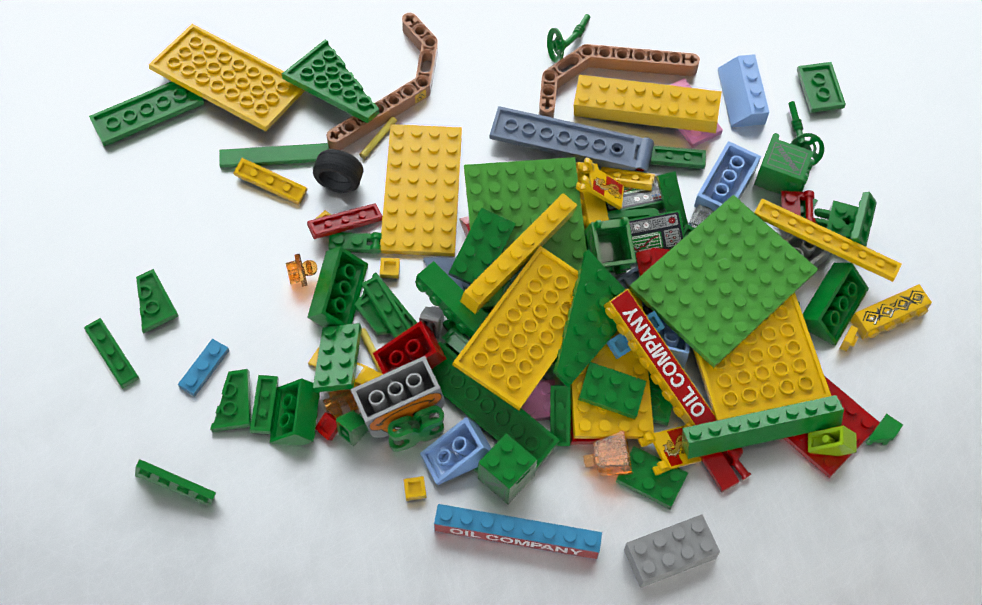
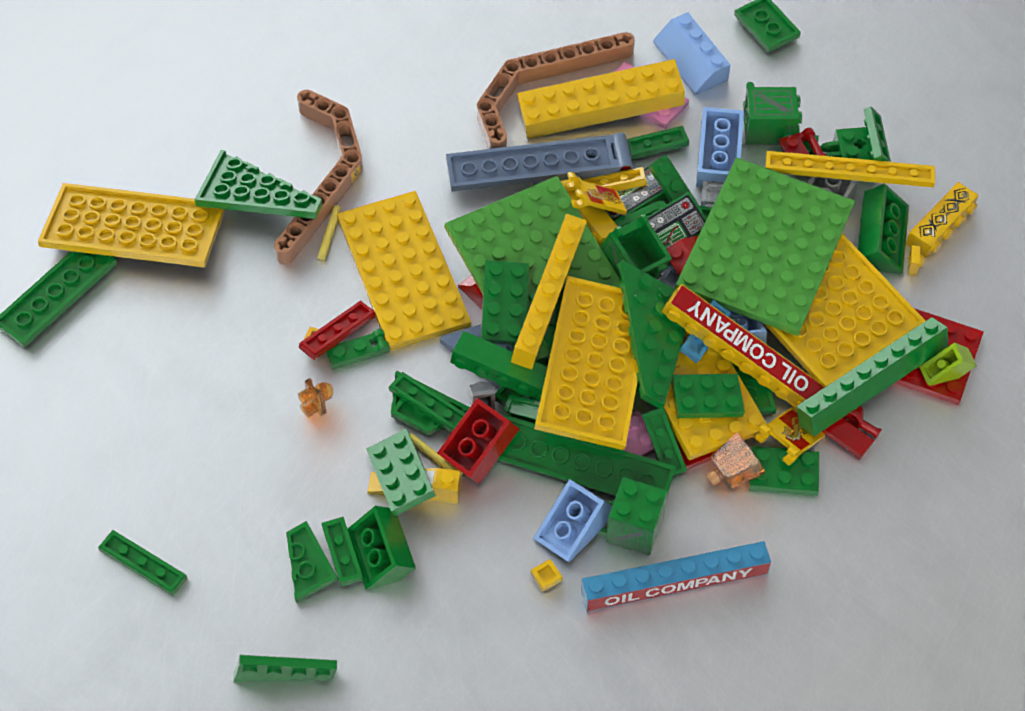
camera: 20 degrees left, 5 degrees down
(154, 301) = (165, 490): green wing -> none
(203, 367) = (254, 539): dark azure plate -> none
(270, 181) = (233, 318): yellow tile -> none
(272, 154) = (223, 290): green tile -> none
(327, 426) = (423, 547): red plate -> none
(337, 288) = (363, 402): green slope -> none
(338, 171) = (307, 279): black tyre -> none
(339, 399) = (423, 513): clear orange hips -> none
(351, 427) = (450, 538): green slope -> none
(389, 268) = (409, 361): yellow plate -> none
(397, 395) = (490, 486): light grey brick -> none
(416, 428) = (520, 512): green piece -> none
(560, 43) = (480, 67): green dish -> none
(671, 550) = (840, 534): light grey brick -> none
(800, 139) = (763, 72): green dish -> none
(885, 431) = (992, 337): green slope -> none

